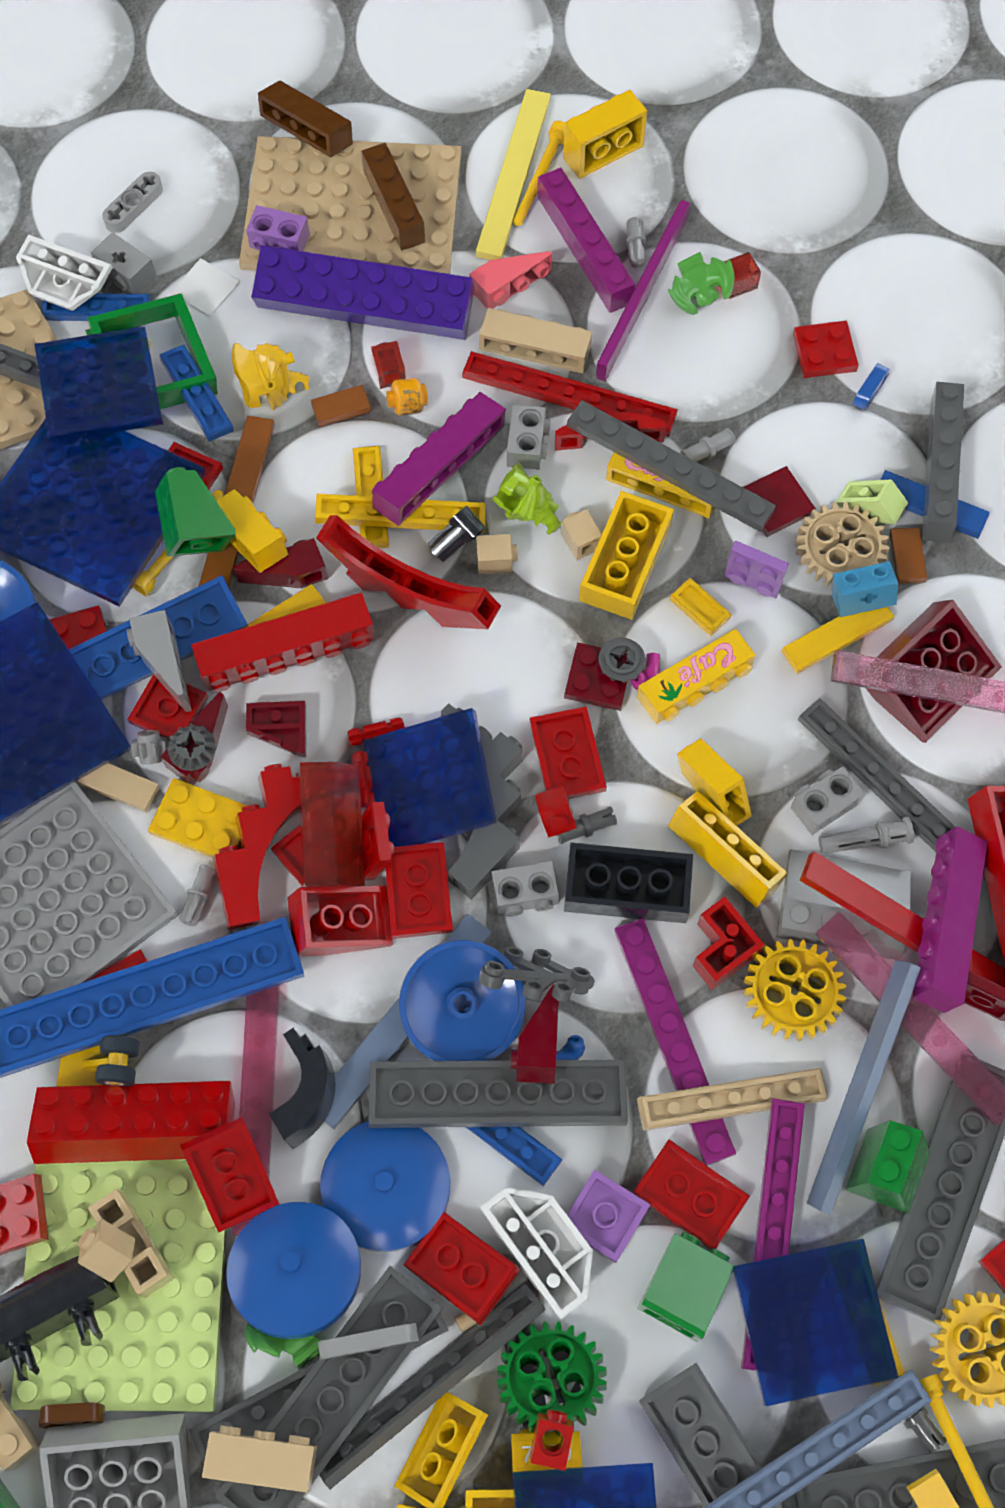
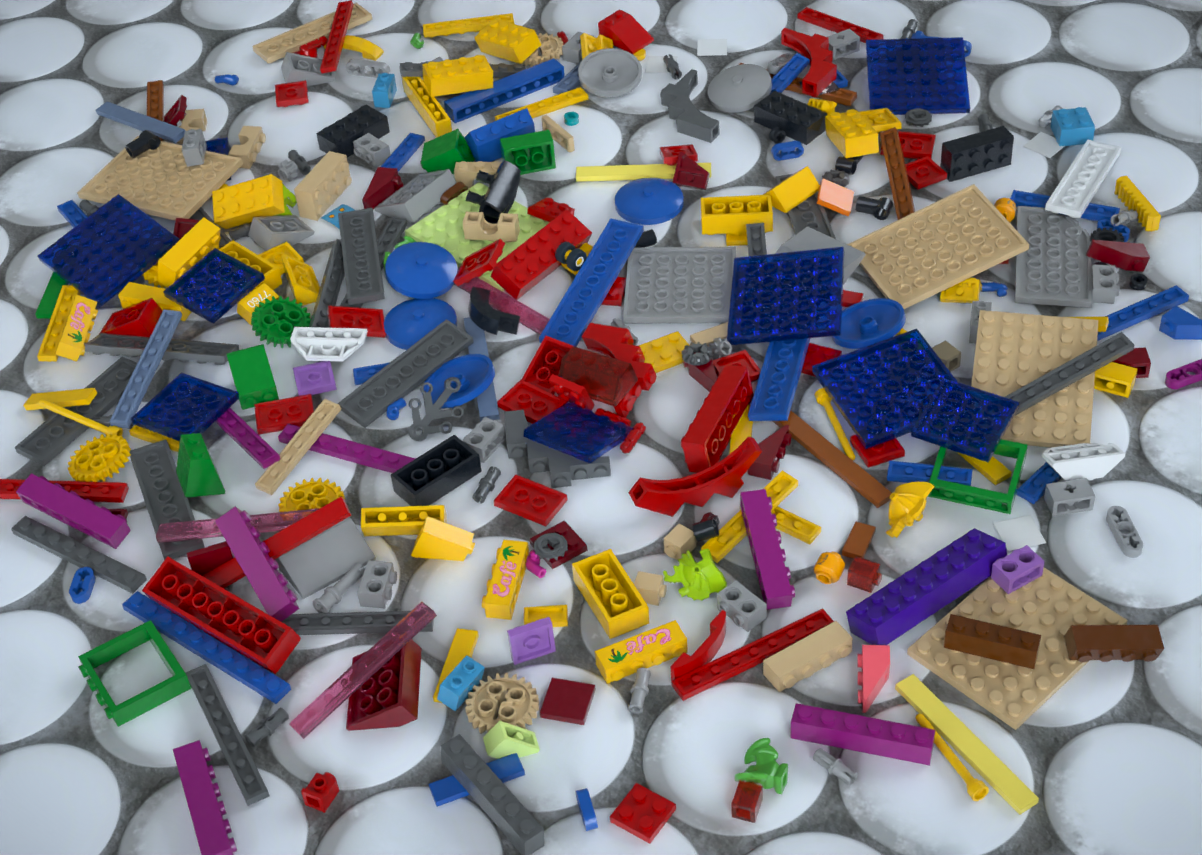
camera: 135 degrees right, 25 degrees down
(105, 1250) = (493, 207): tan brick -> none
(156, 643) = (759, 354): light grey slope -> none
(190, 515) = (829, 408): green slope -> none
(254, 533) = (803, 437): yellow brick -> none
(260, 1459) = (364, 217): tan brick -> none
(279, 724) = (679, 404): dark red wing -> none
(368, 1341) = (357, 273): light grey beam -> none
(538, 1044) = (403, 388): dark red slope -> none
(555, 811) = (503, 467): red brick -> none
(557, 1455) = (257, 291): red brick -> none
(604, 134) = (943, 800): yellow brick -> none
(642, 291) = (792, 742): magenta tile -> none
(671, 466) = (640, 645): dark grey plate -> none
(732, 945) = (361, 489): red brick -> none
(863, 1086) = (239, 483): sand blue tile -> none
(908, 555) = (453, 728): dark orange tile -> none

